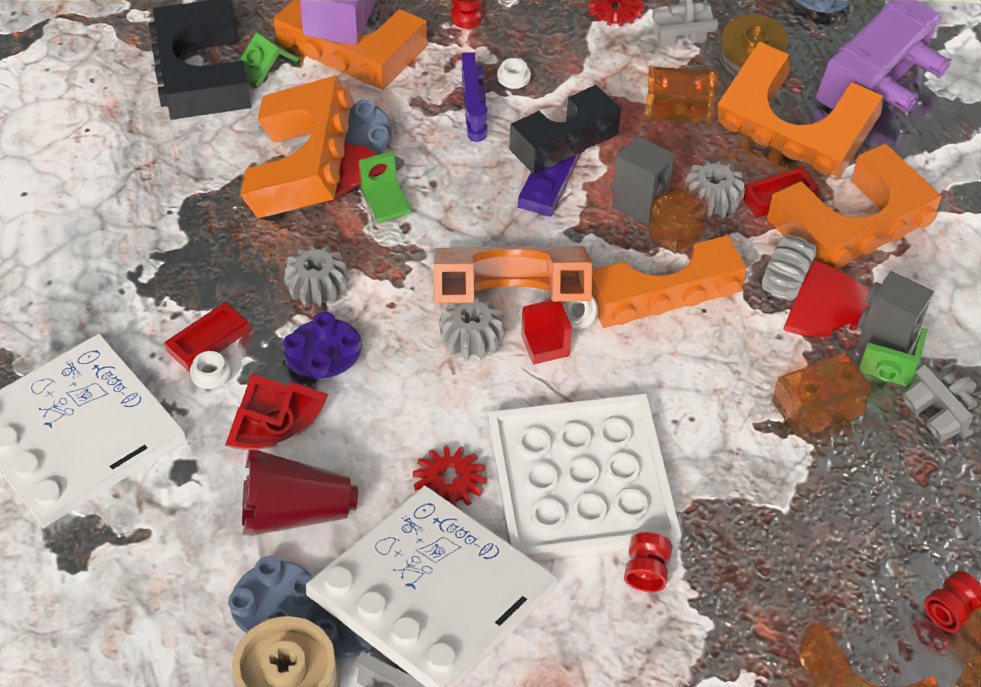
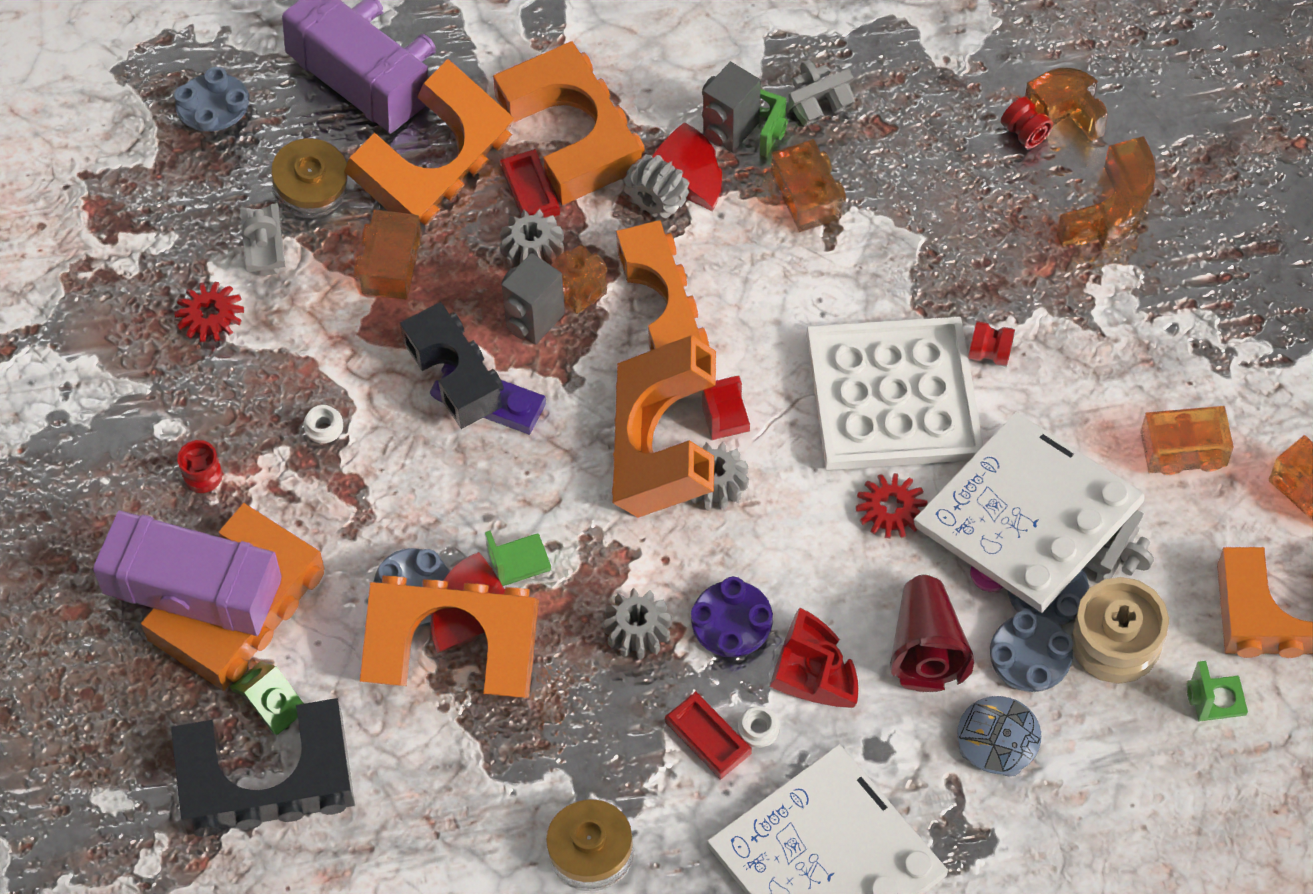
camera: 85 degrees left, 10 degrees up
(104, 252) = (590, 845): none -> pearl gold piece
(182, 570) = (999, 735): none -> sand blue dish
(474, 98) = (365, 465): dark purple plate -> none

